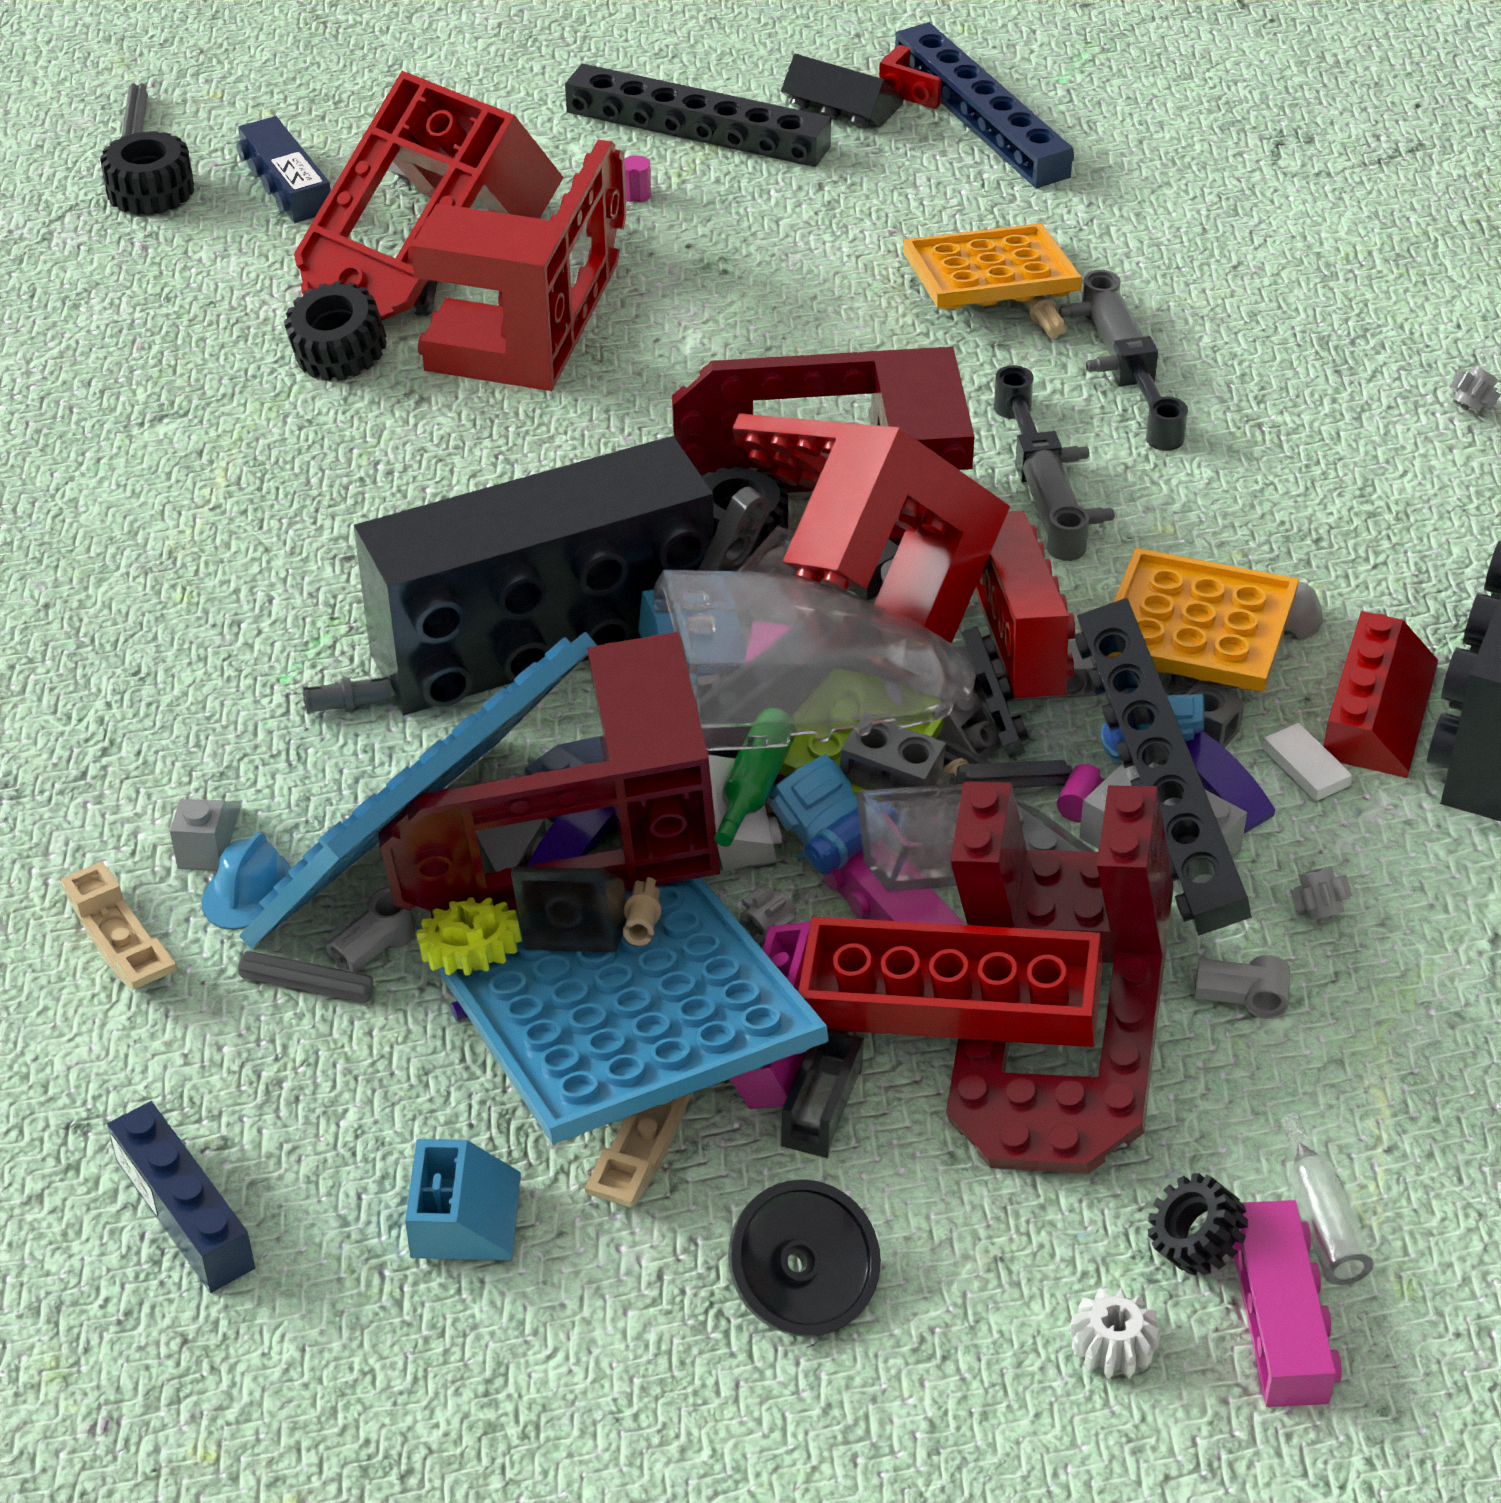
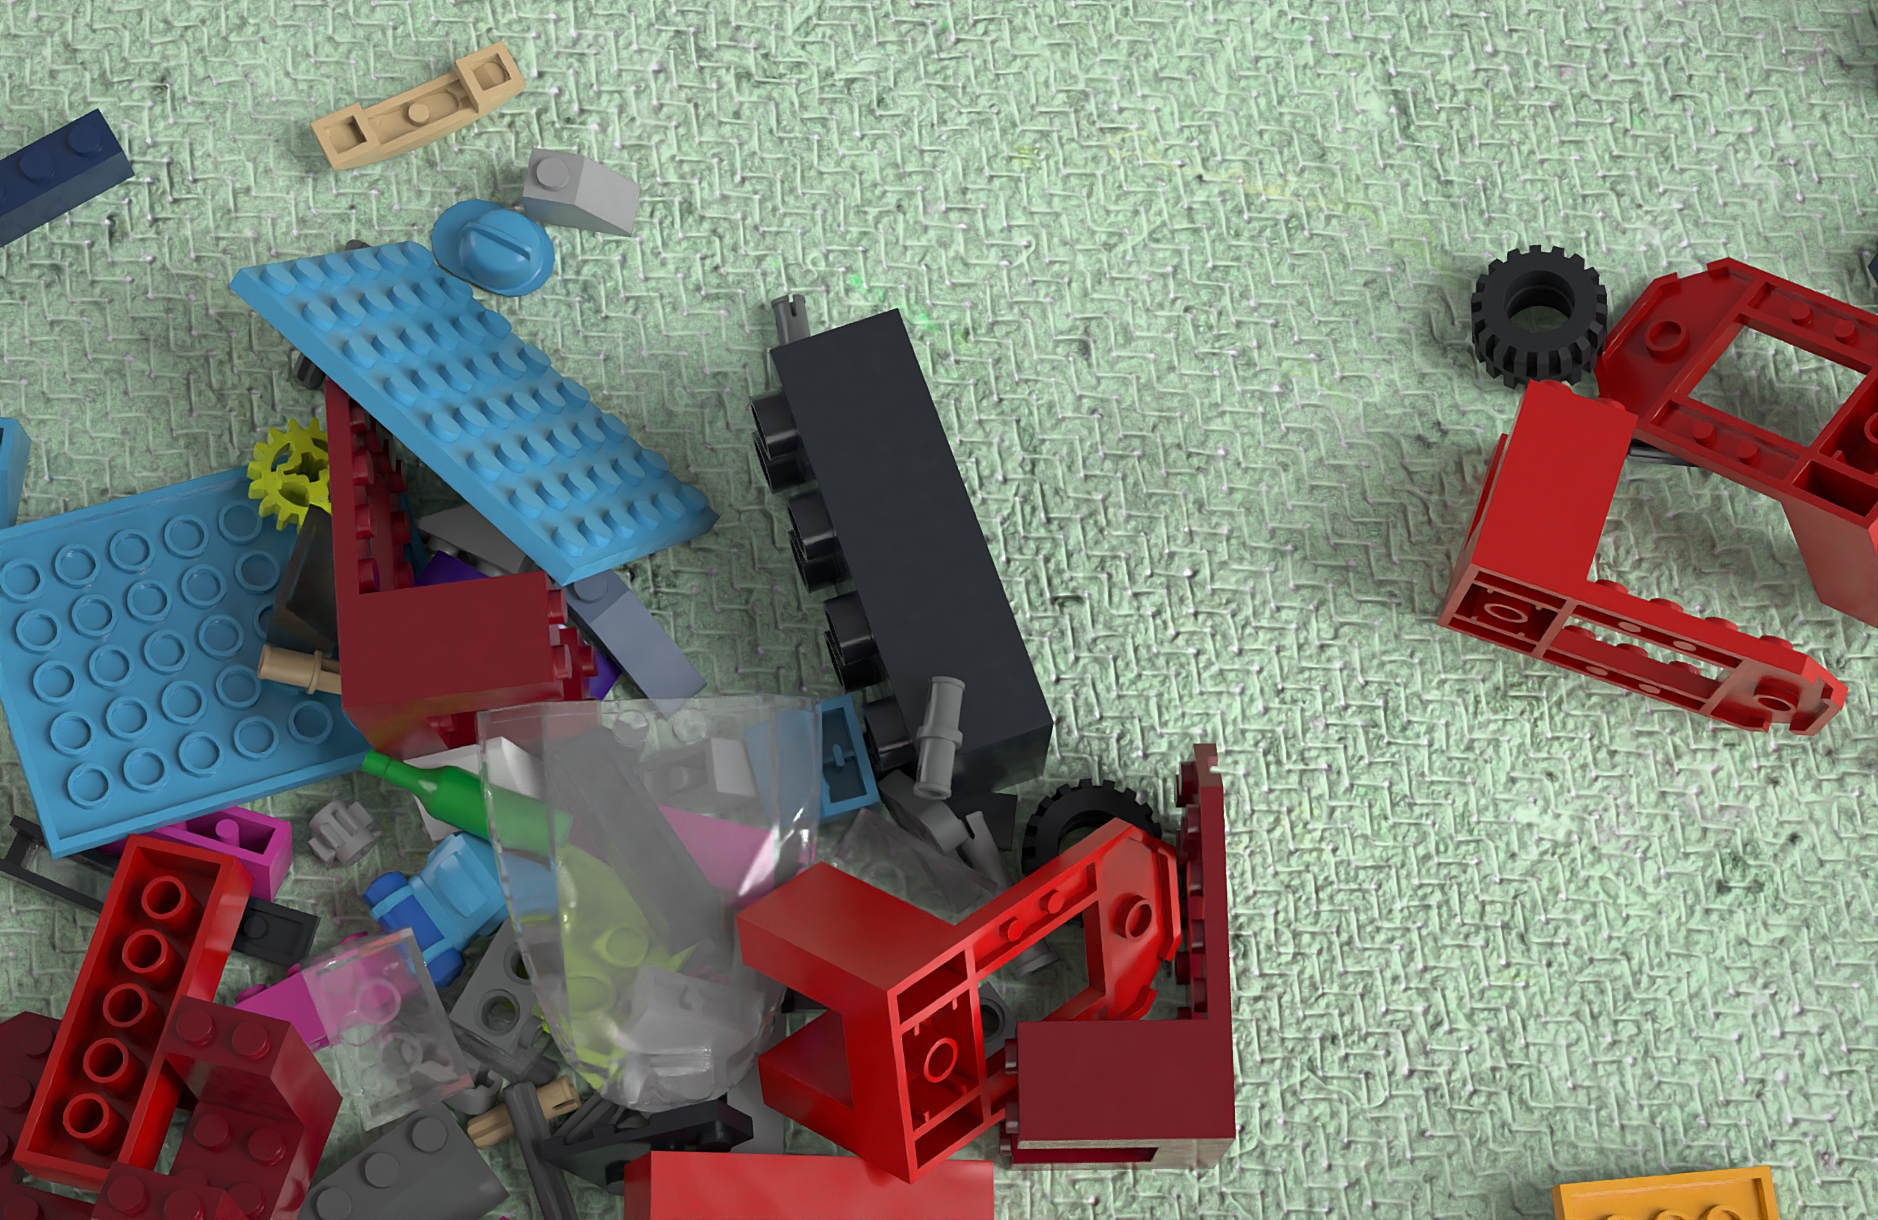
camera: 90 degrees right, 30 degrees up
(693, 473) = (939, 738): none -> dark grey pin

